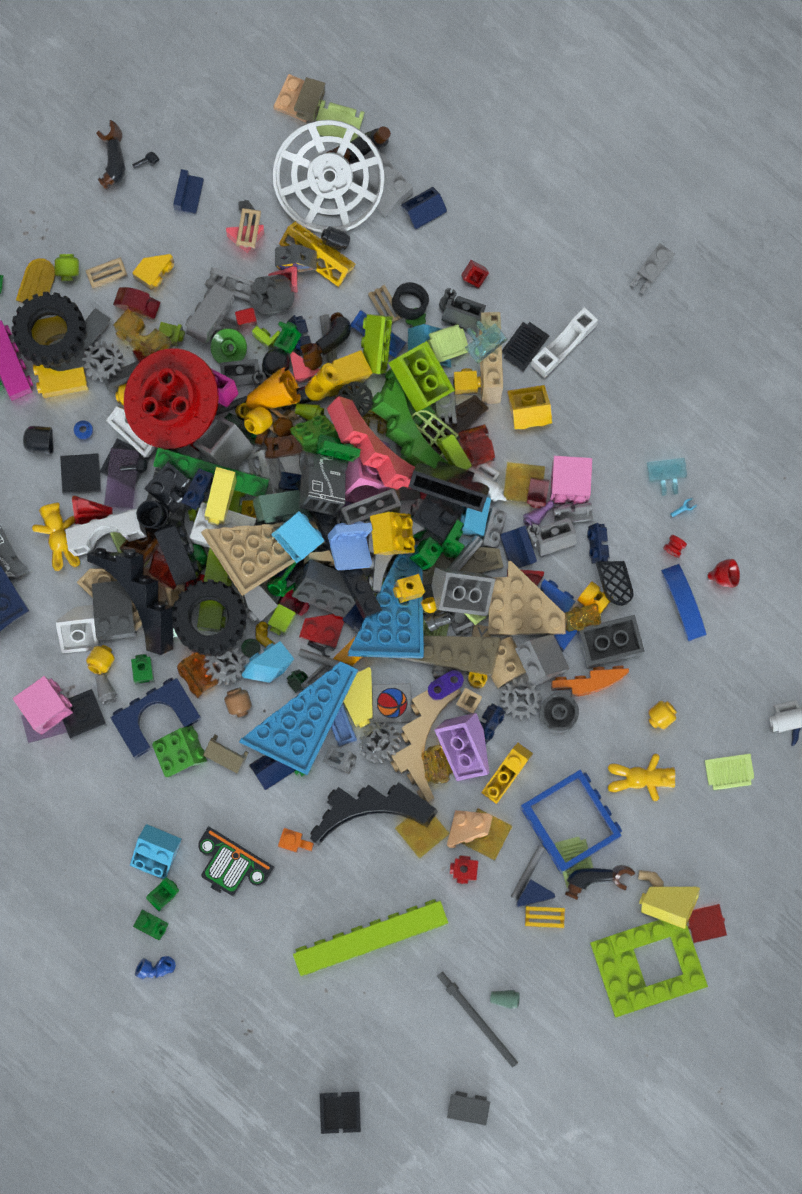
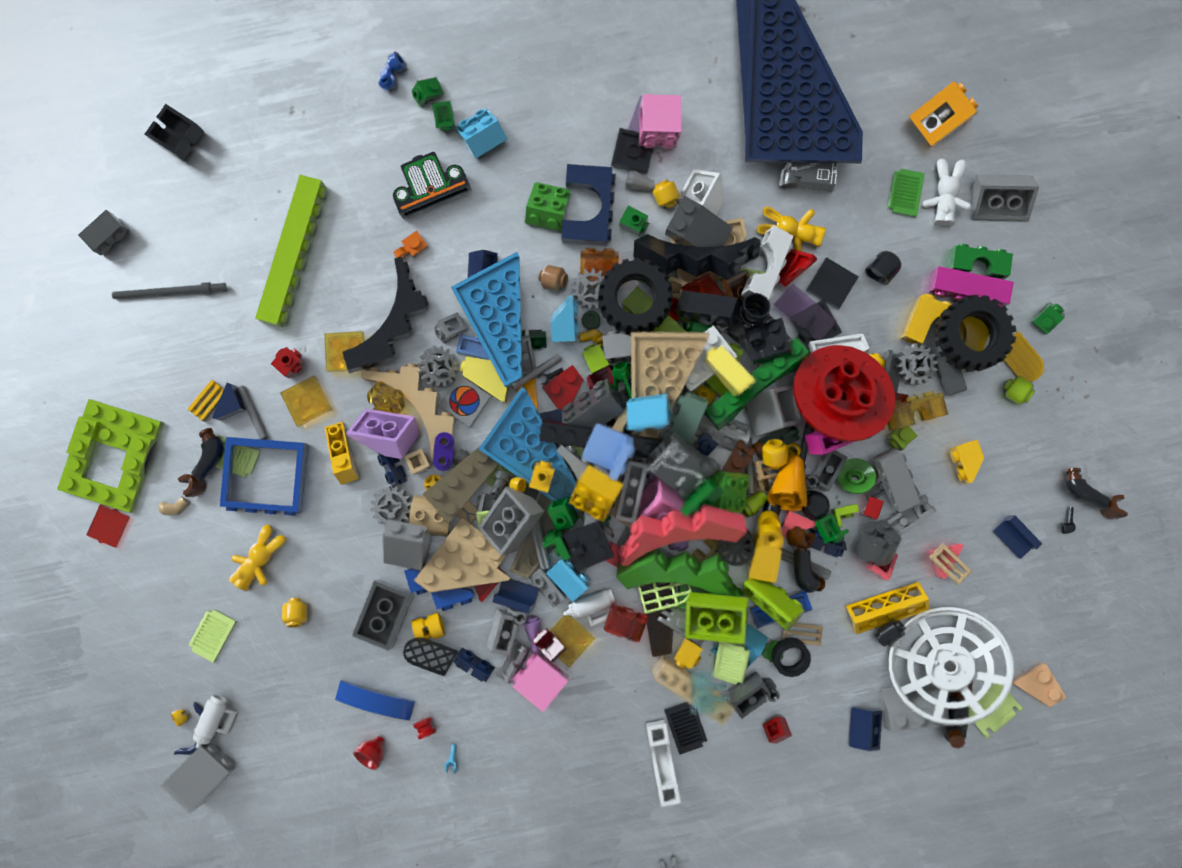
camera: 130 degrees right, 5 degrees up
(83, 435) = (862, 310): blue plate -> none
(109, 279) = (987, 436): tan tile -> none
(136, 301) = (948, 427): dark red brick -> none
(199, 485) = (746, 353): dark blue hinge -> none
(224, 755) = (517, 237): dark tan hinge -> none
(247, 205) = (971, 578): dark grey arm -> none
(282, 427) = (755, 471): reddish brown tile -> none
(292, 256) = (900, 580): dark grey torso -> none
(310, 99) = (1031, 699): dark tan hinge -> none
(450, 484) = (603, 573): black brick -> none
(453, 452) = (631, 597): lime slope -> none
(468, 826) = (319, 389): light nougat wing -> none
(507, 998) = (167, 323): sand green cone -> none
(530, 407) = (628, 692): yellow slope -> none
(551, 721) = (346, 532): dark grey brick -> none
(581, 617) = (418, 603): clear yellow hips -> none
(598, 680) = (359, 580): orange slope -> none
(667, 470) = (492, 769): clear light blue hinge -> none
(670, 903) = (139, 506): light yellow slope -> none

